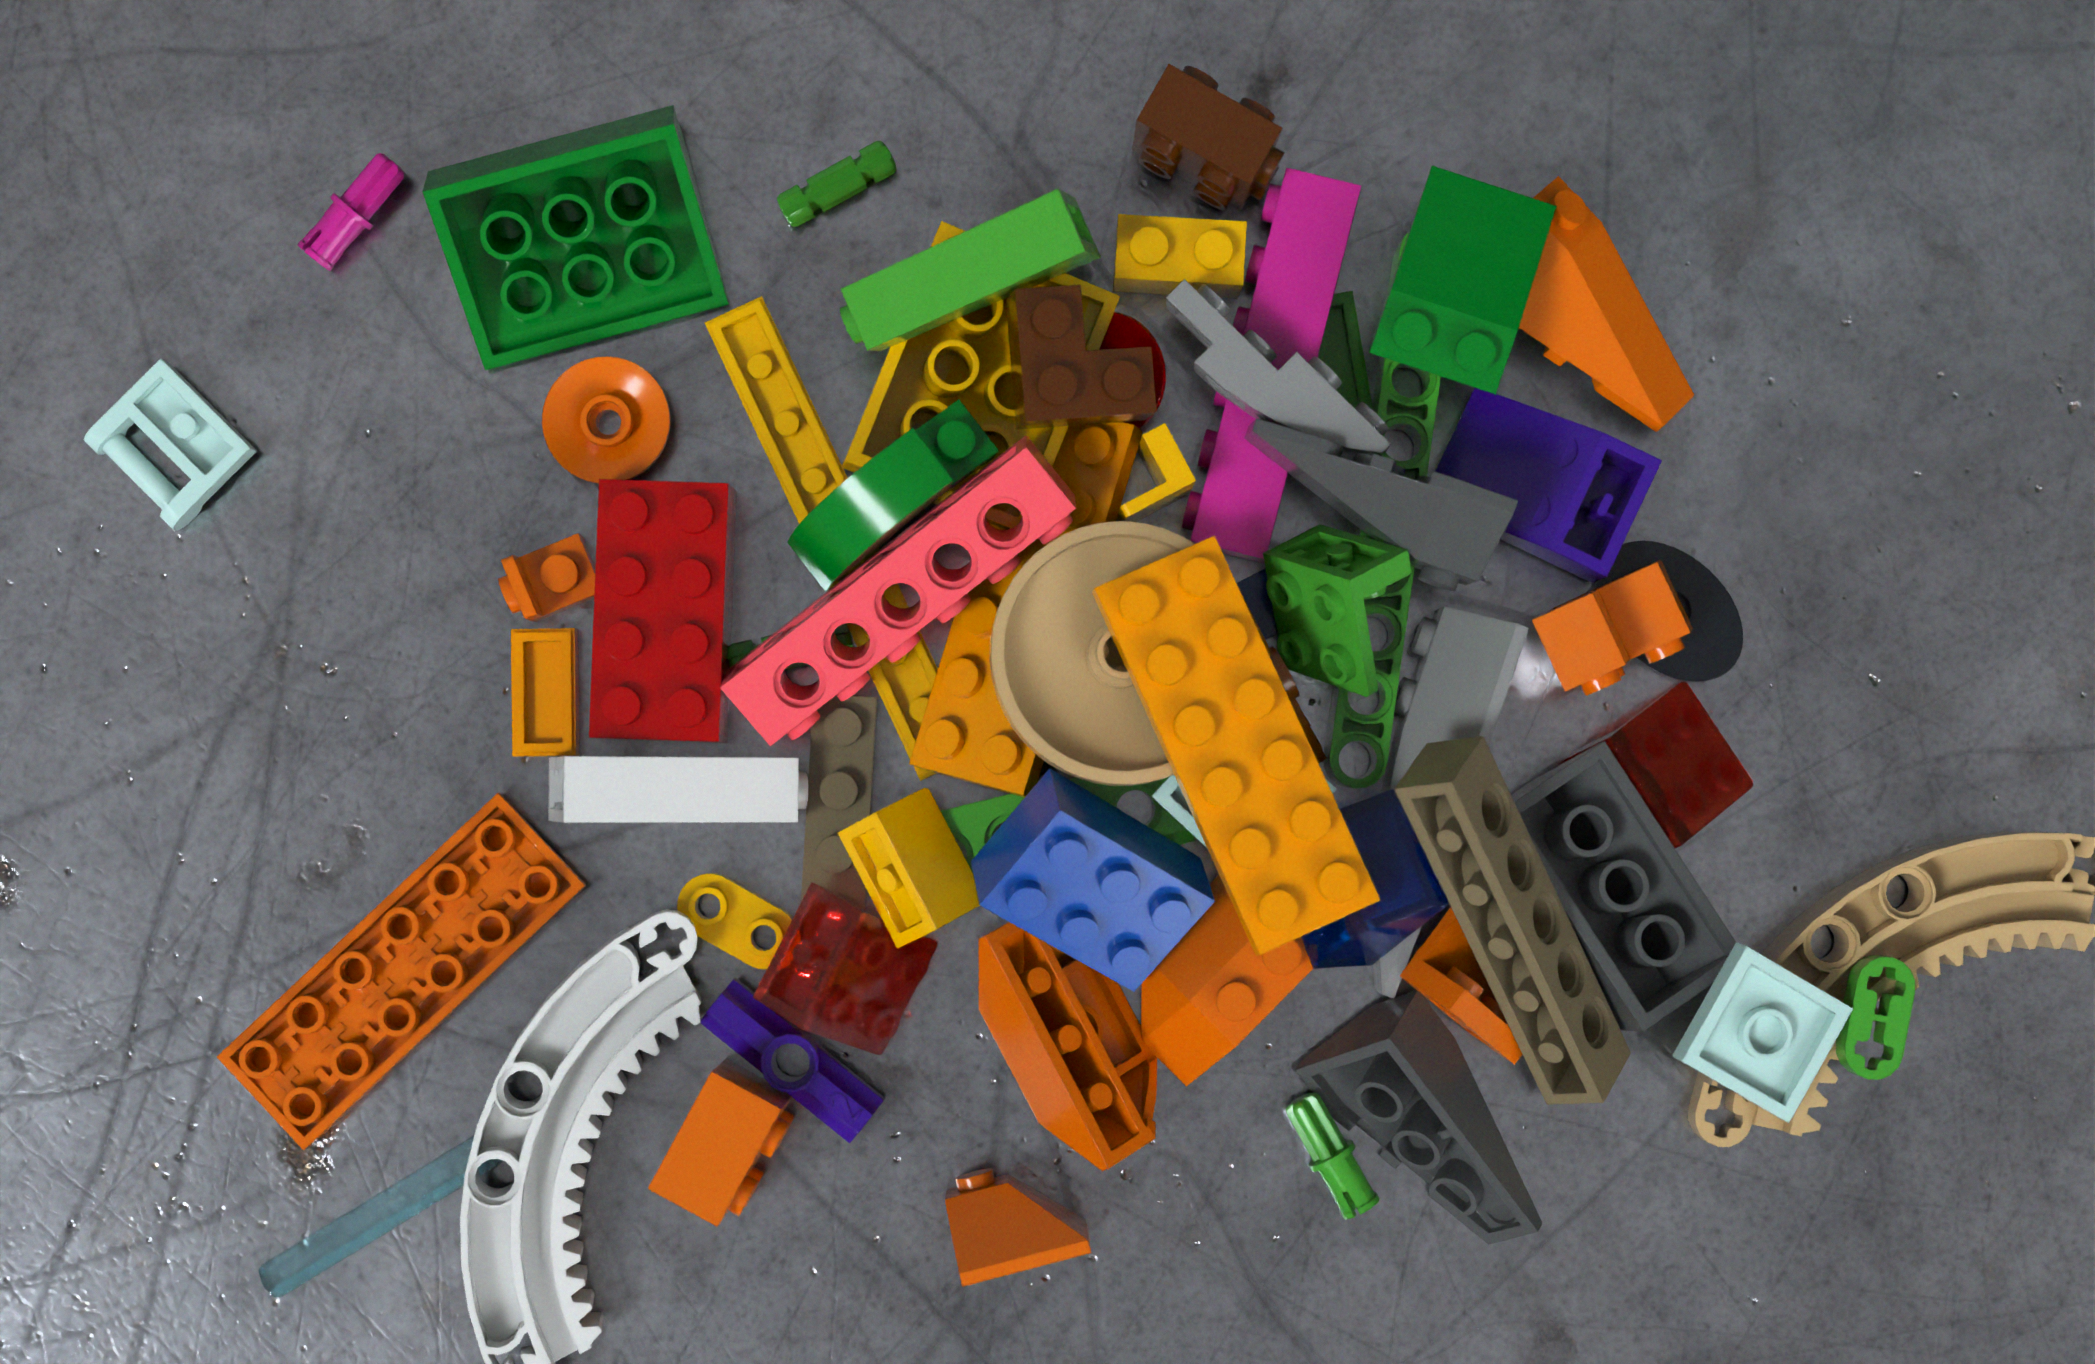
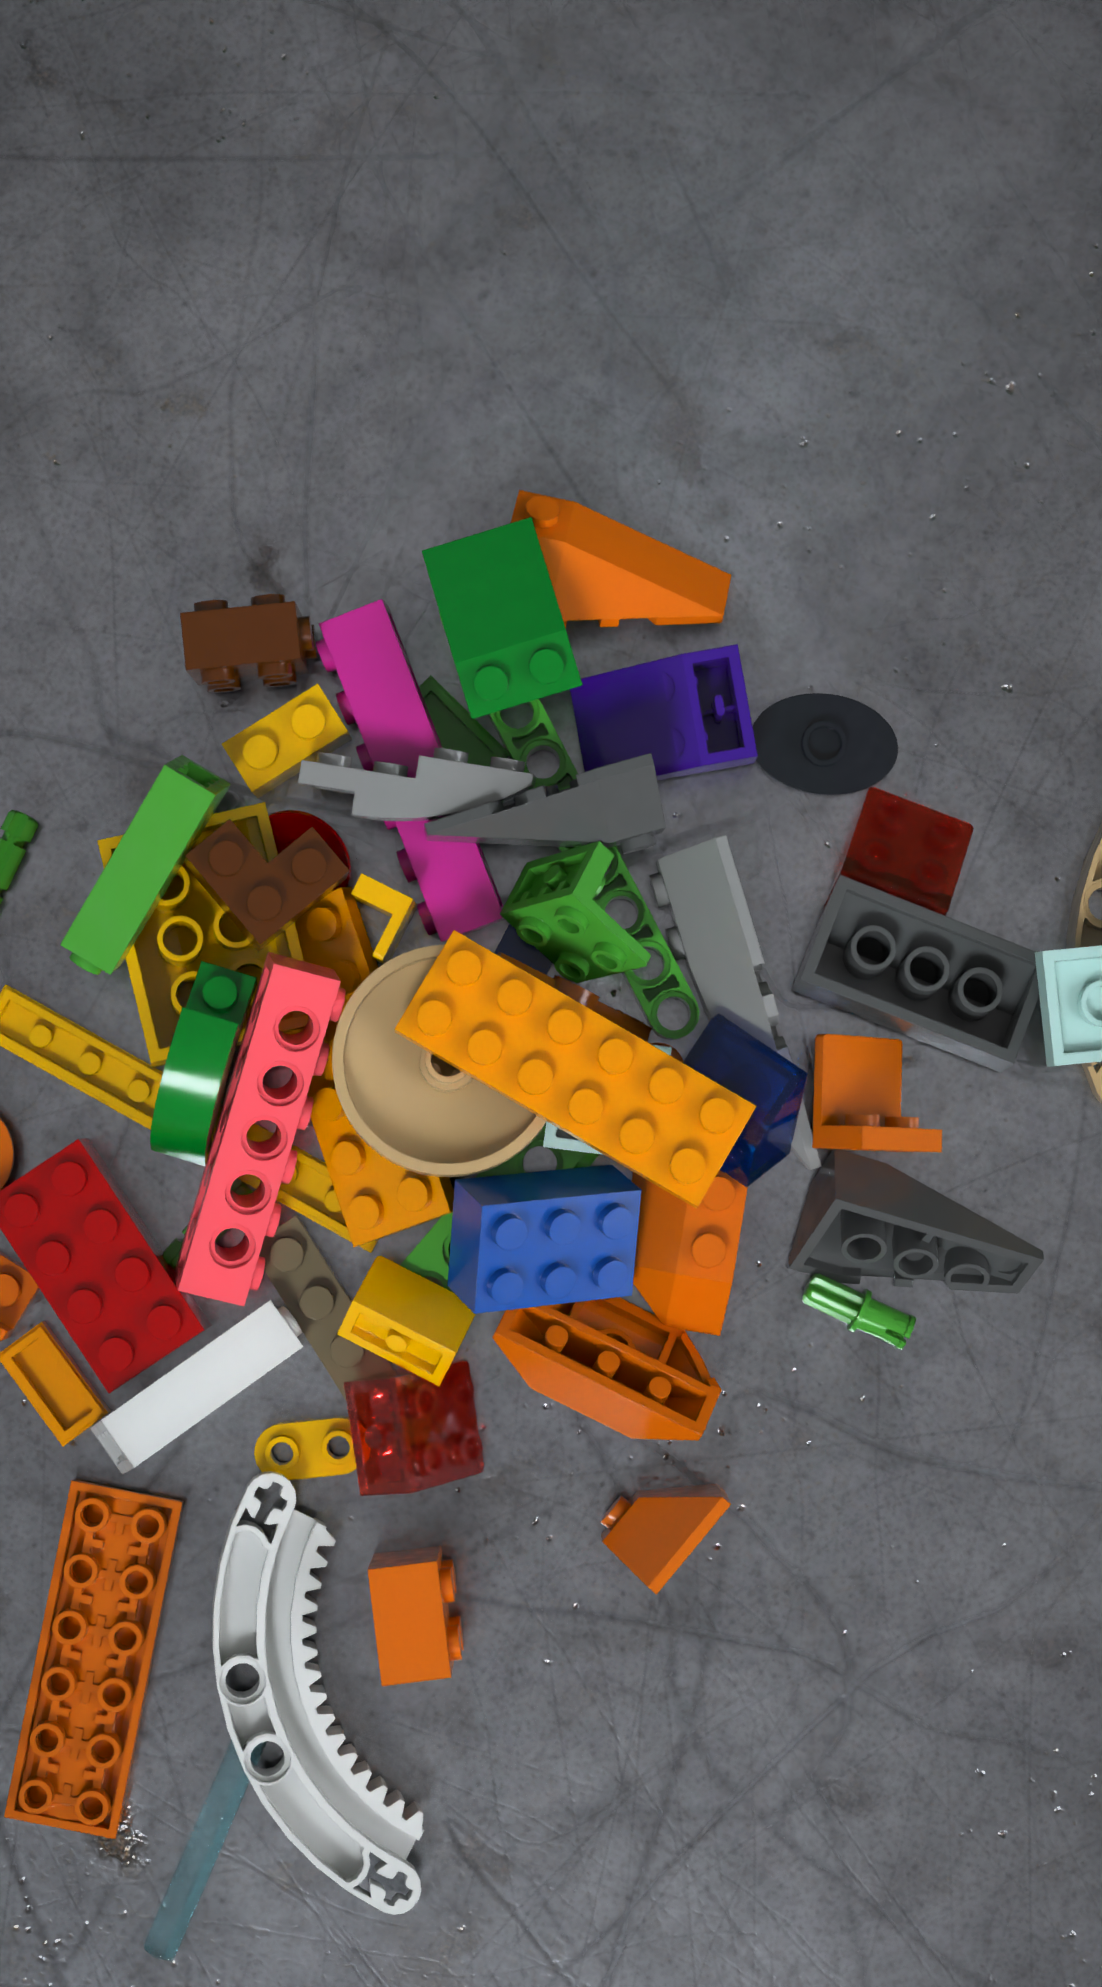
camera: 30 degrees left, 0 degrees up
(825, 1089) = (461, 1521): dark purple piece -> none
(1513, 920) = (864, 1051): dark tan brick -> none
(1612, 624) = (783, 793): orange brick -> none

